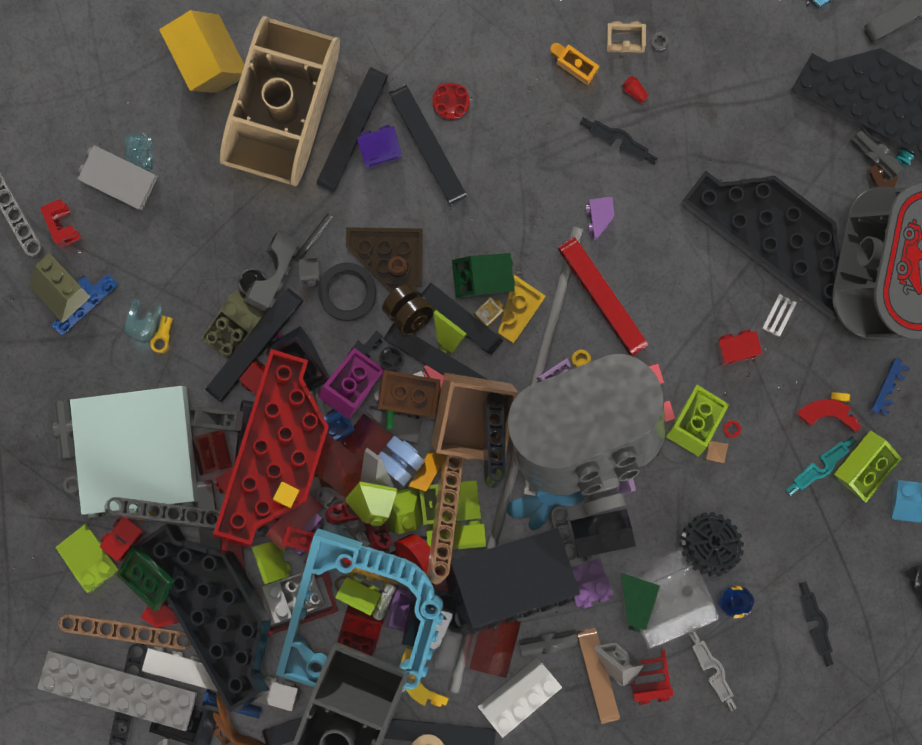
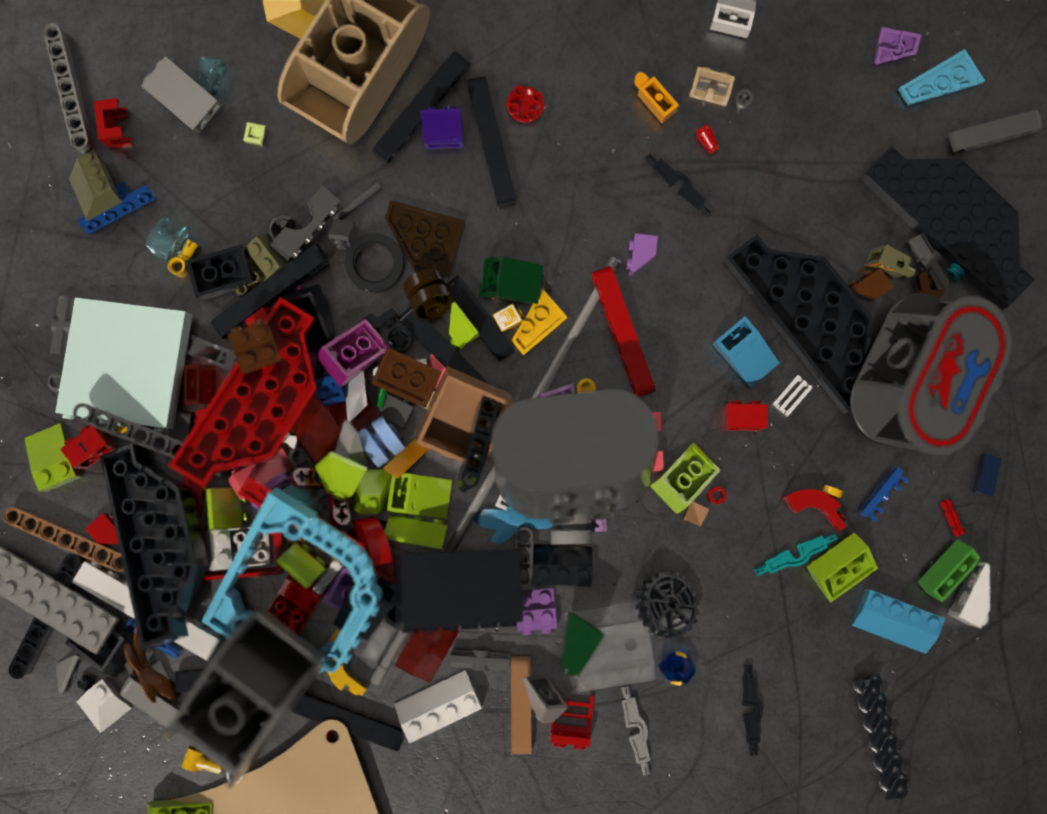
camera: 15 degrees right, 0 degrees up
(145, 578) = (99, 491): dark green tile -> none
(197, 196) = (255, 133): none -> yellowish green tile
(202, 339) = (219, 272): none -> black slope
(261, 402) = (254, 346): none -> reddish brown plate
(286, 495) = (253, 445): yellow tile -> none
(365, 424) = (355, 396): none -> white sticker
(397, 265) = (429, 249): reddish brown plate -> none
(440, 525) = (402, 517): medium nougat beam -> none
(725, 285) = (746, 352): none -> dark azure slope
(828, 192) = (872, 286): none -> reddish brown slope
(839, 164) = (891, 261): none -> olive torso

